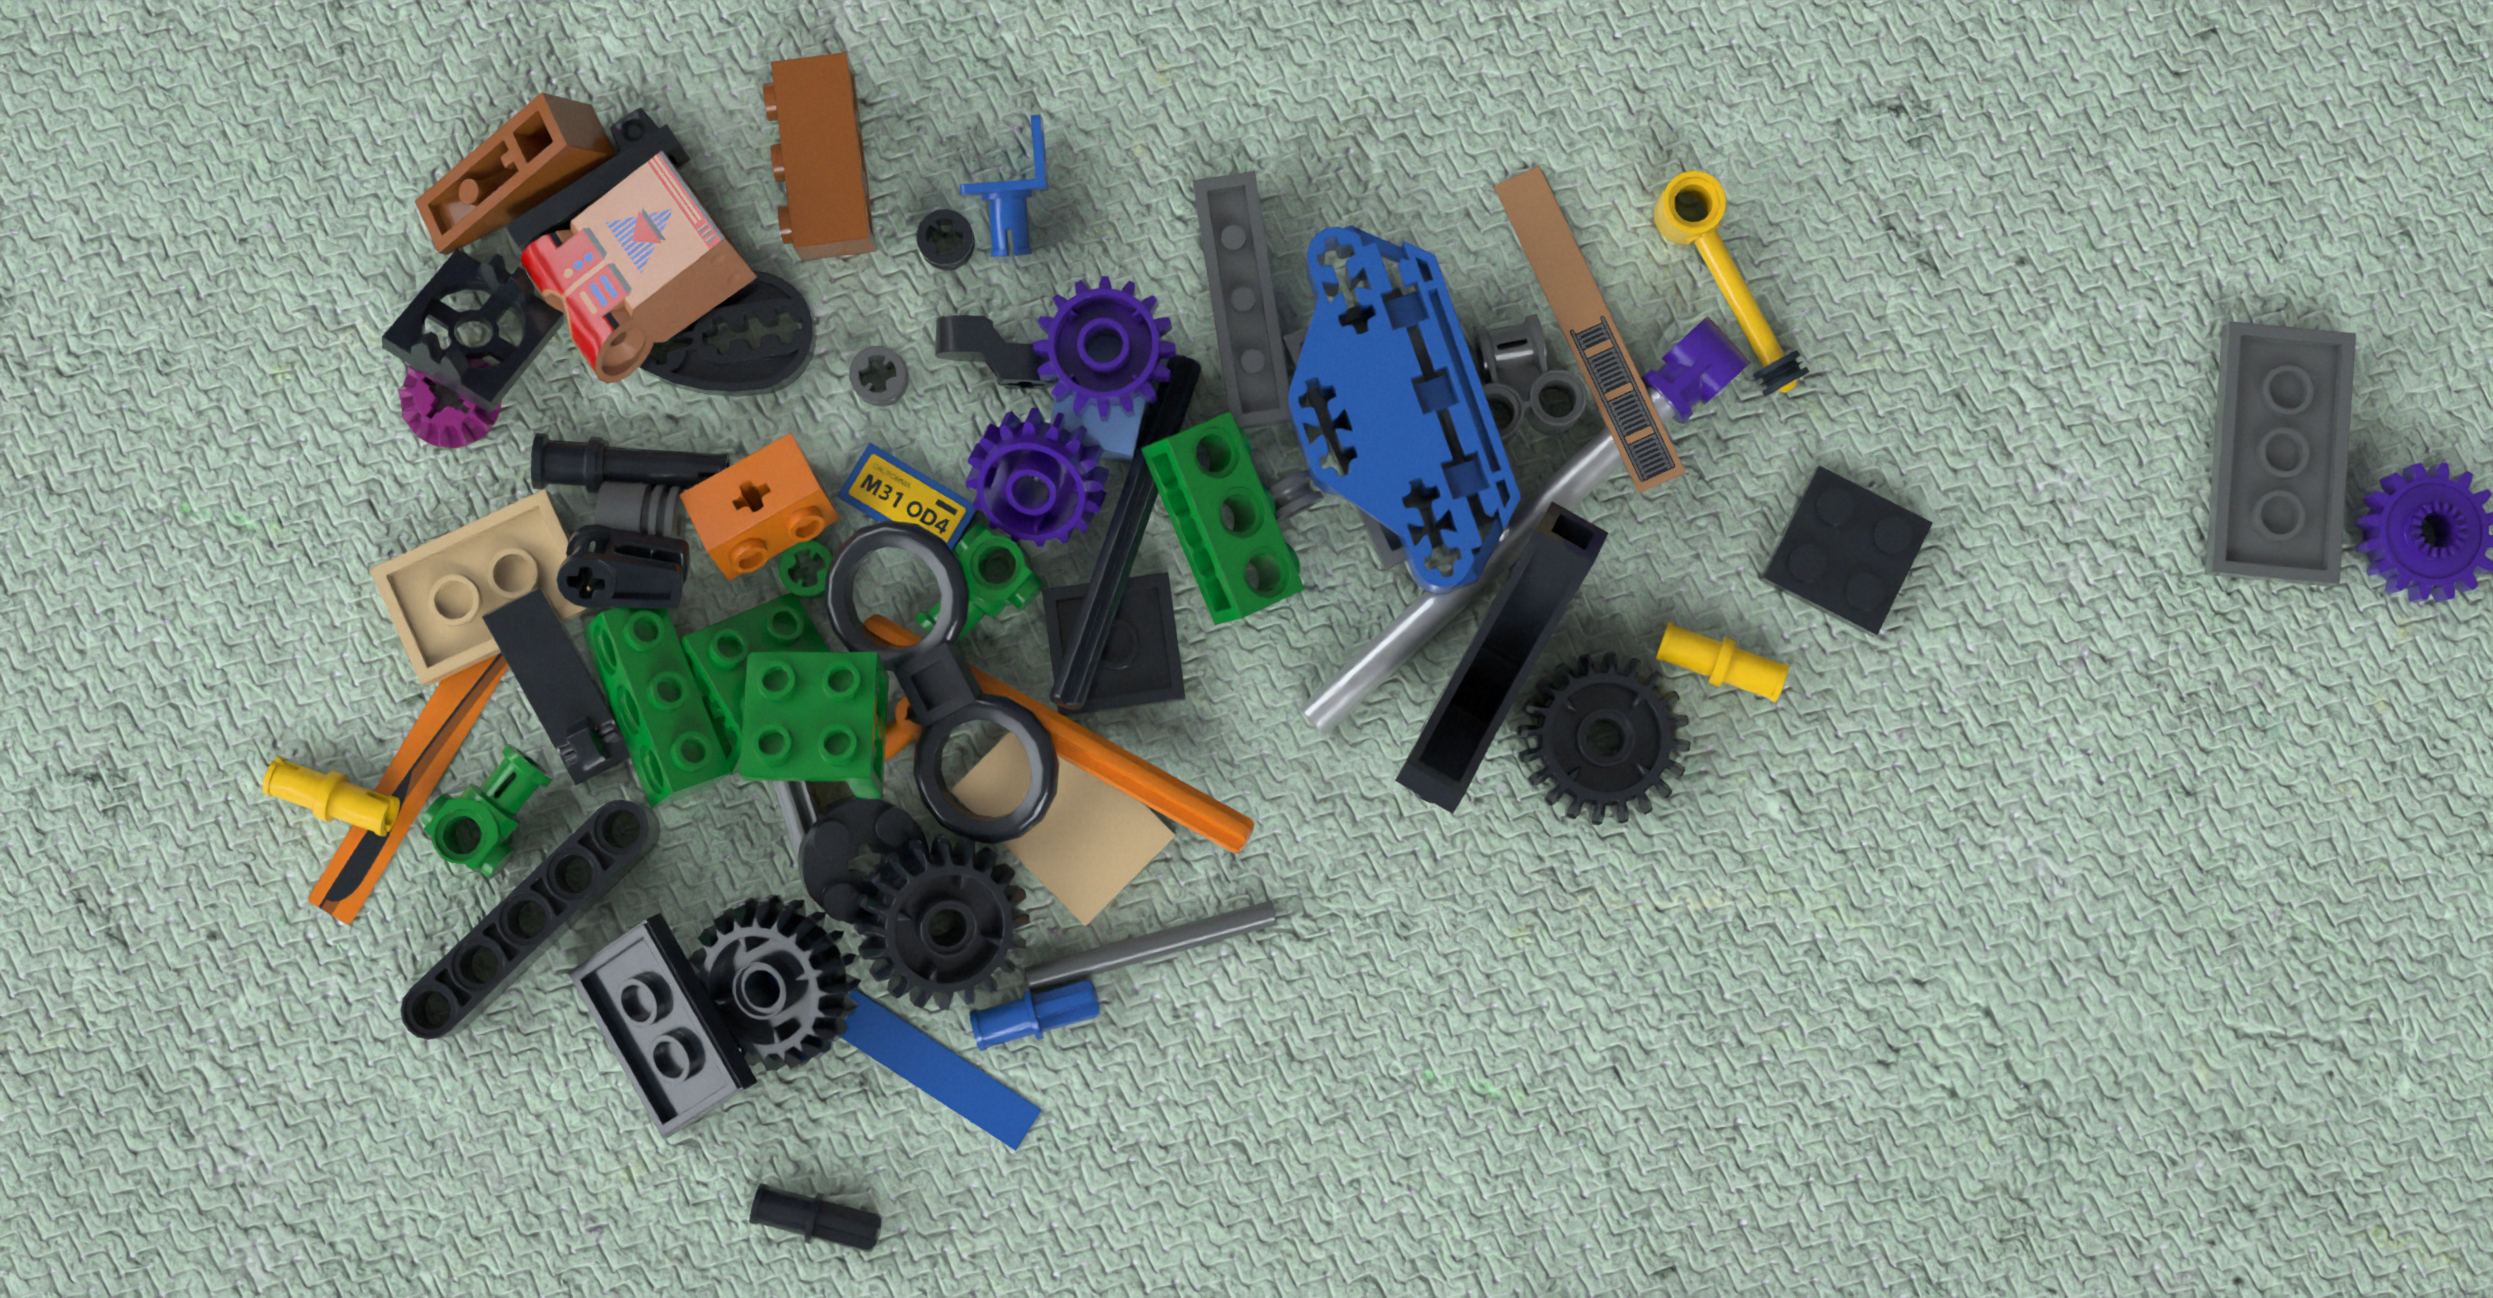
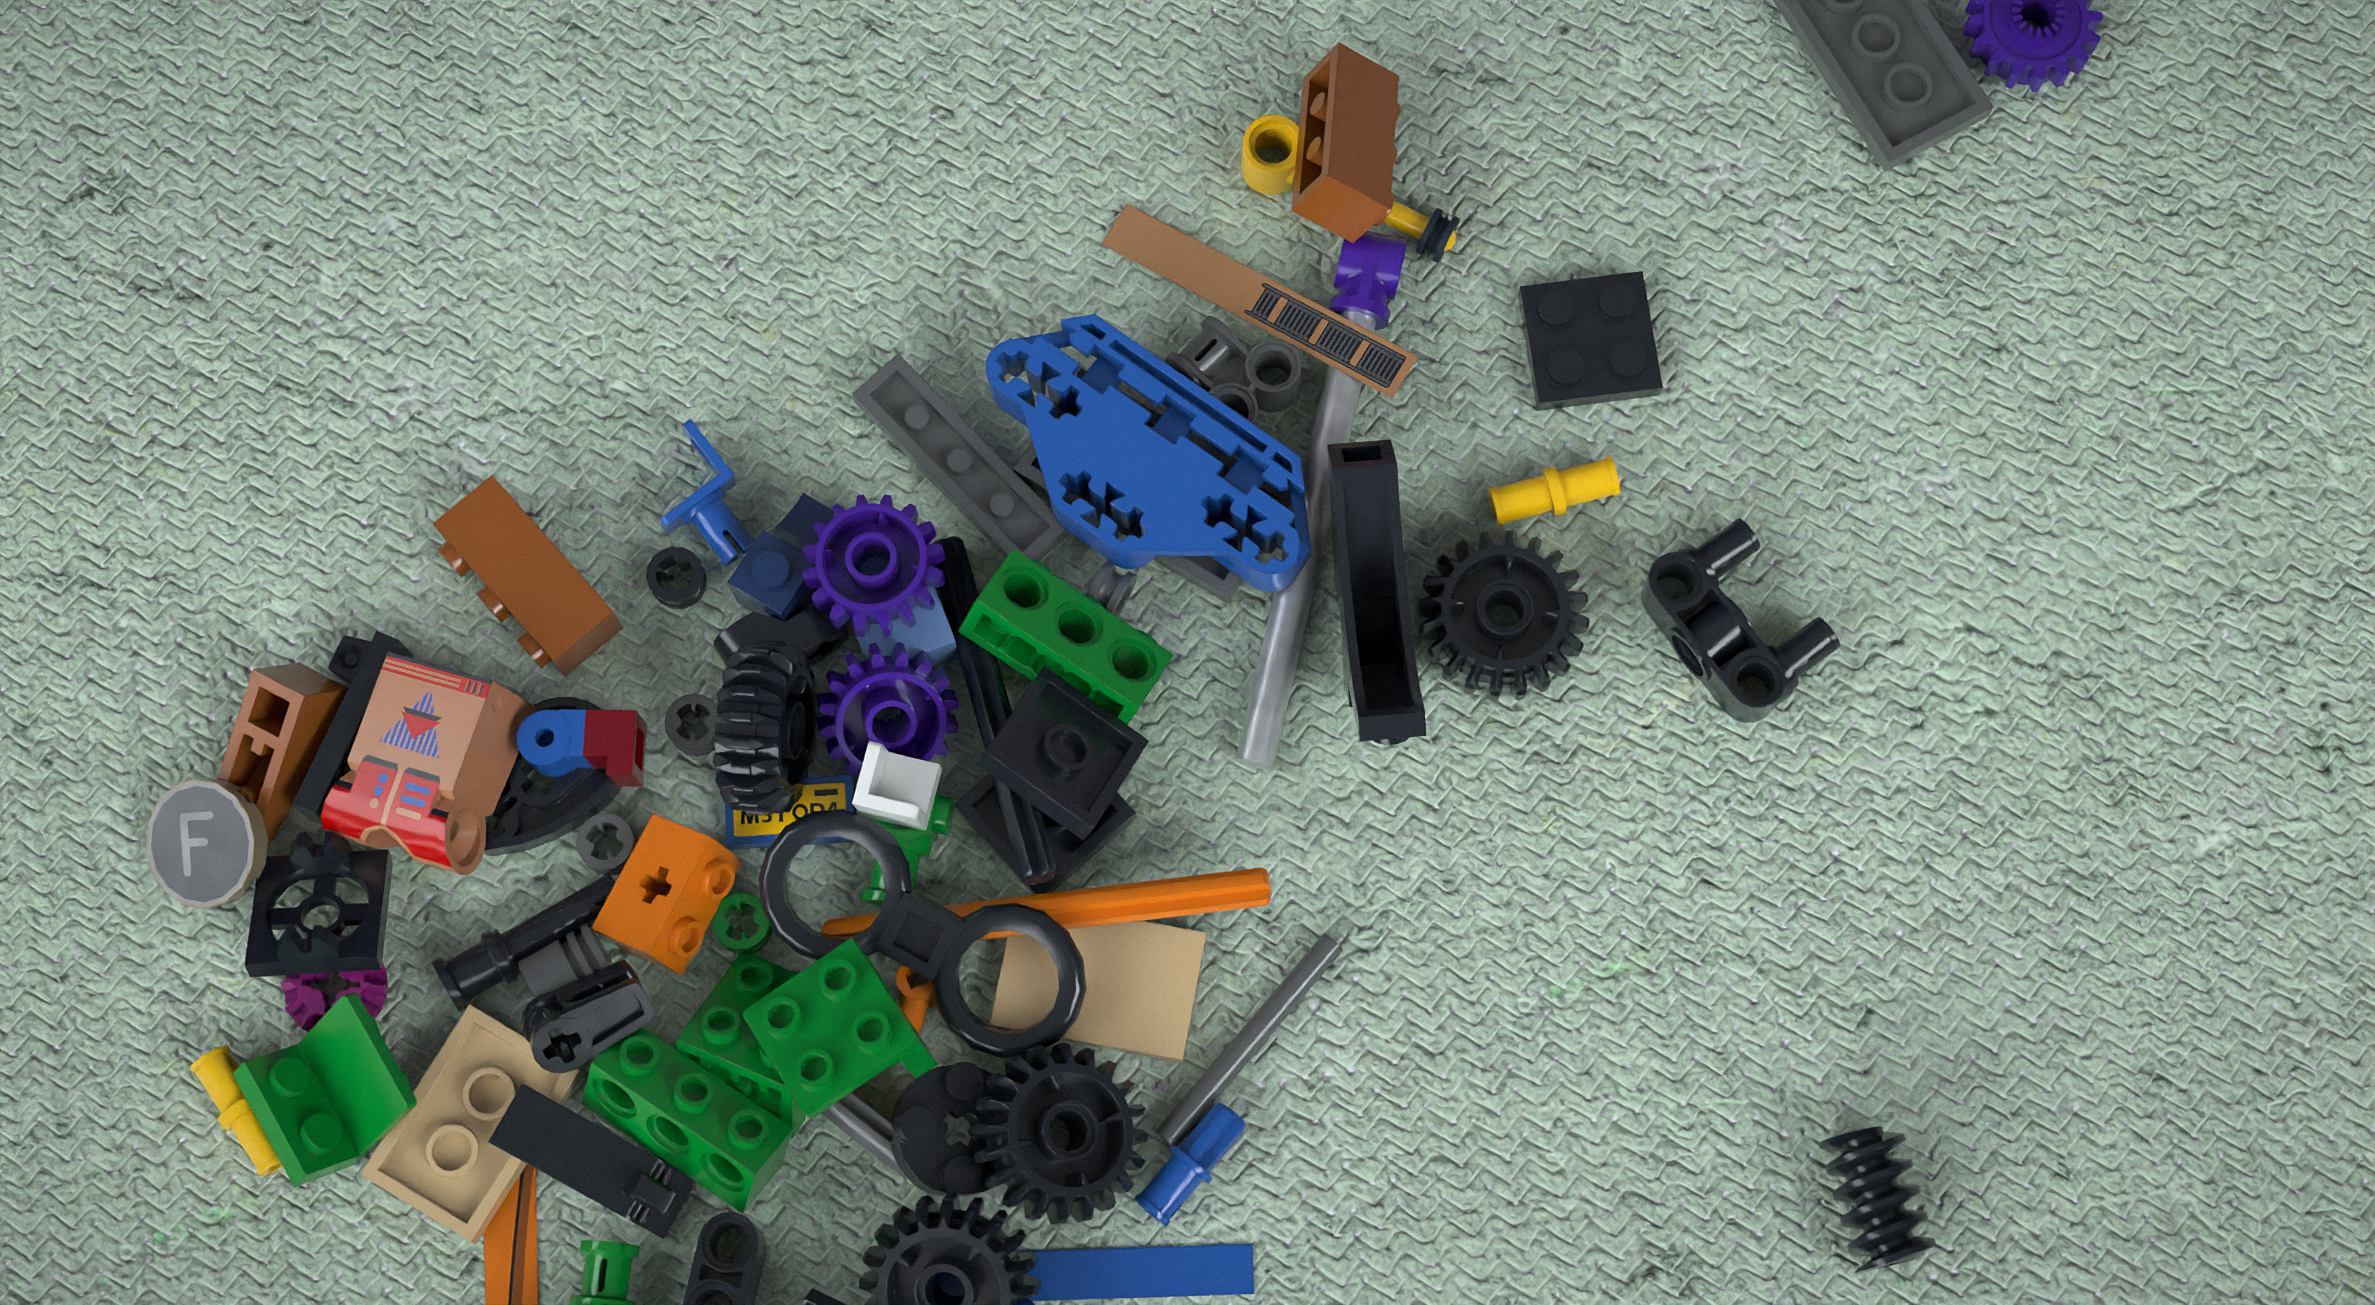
camera: 30 degrees left, 10 degrees down
(312, 452) = (216, 1074): none -> yellow pin
(382, 486) = (328, 1094): none -> green bracket
(419, 209) = (206, 843): none -> tile
(724, 425) = (589, 853): none -> dark grey bush
(760, 322) = (572, 739): none -> leg
(926, 424) = (764, 727): none -> black gear
(997, 550) = (896, 787): none -> white panel
(1026, 287) = (771, 572): none -> dark blue arch
(1154, 613) = (1063, 753): none -> black plate
(1755, 245) = (1346, 144): none -> dark orange brick
(1767, 876) = (1717, 637): none -> black piece

